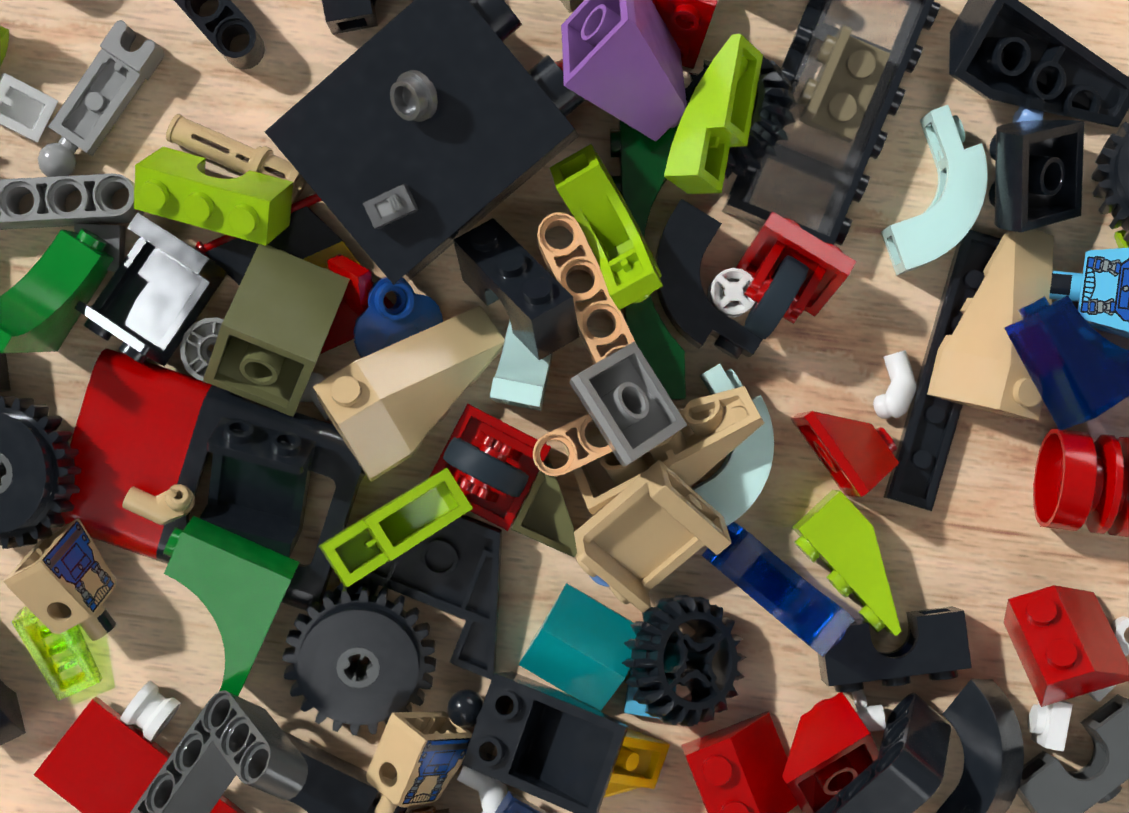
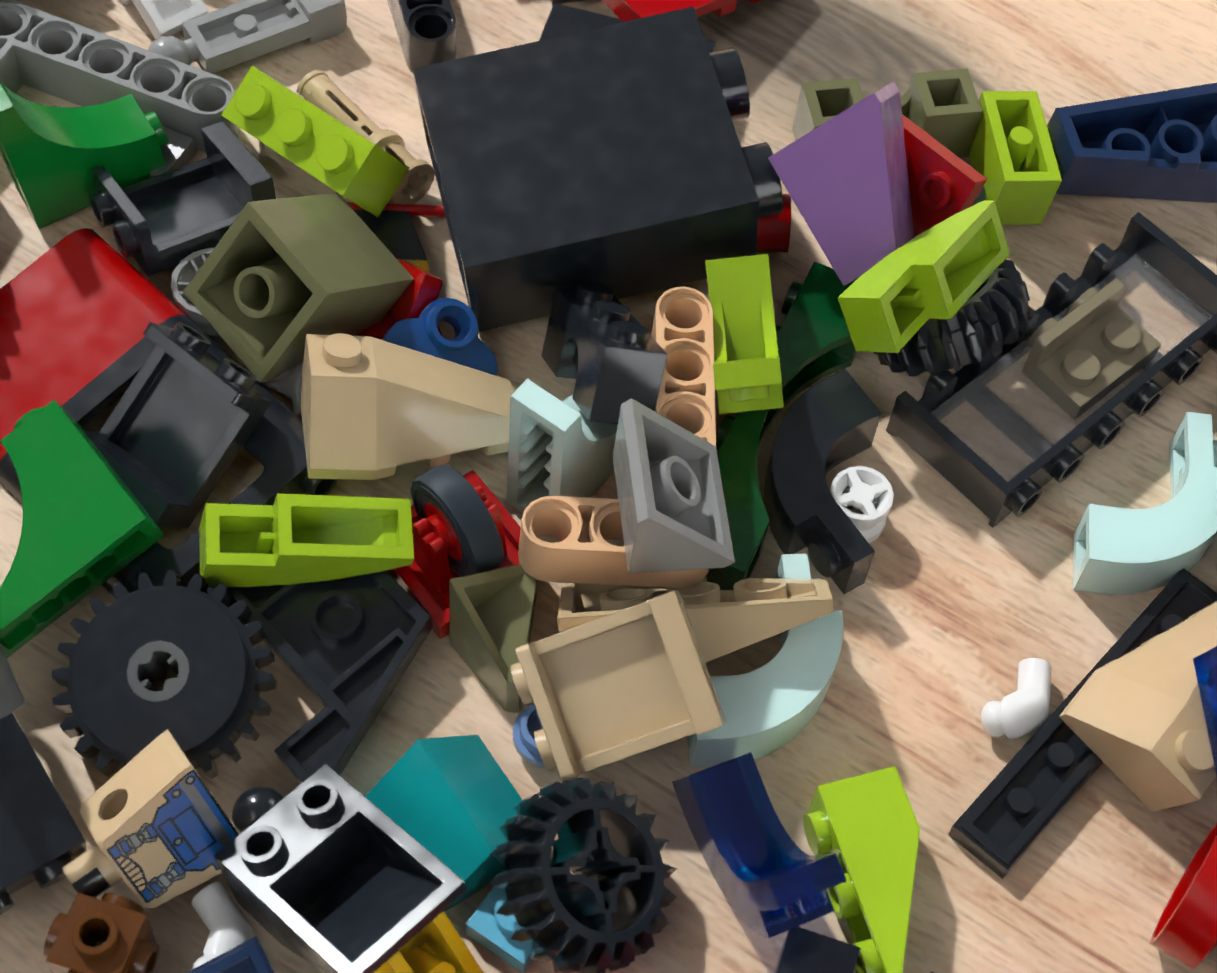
camera: 20 degrees right, 30 degrees down
(161, 508) = (32, 393): tan arm -> none
(390, 206) = (508, 182): flat silver piece -> none
(414, 96) = (596, 87): flat silver plate -> none
(789, 274) = (943, 495): red plate -> none
(849, 450) = (925, 723): red slope -> none

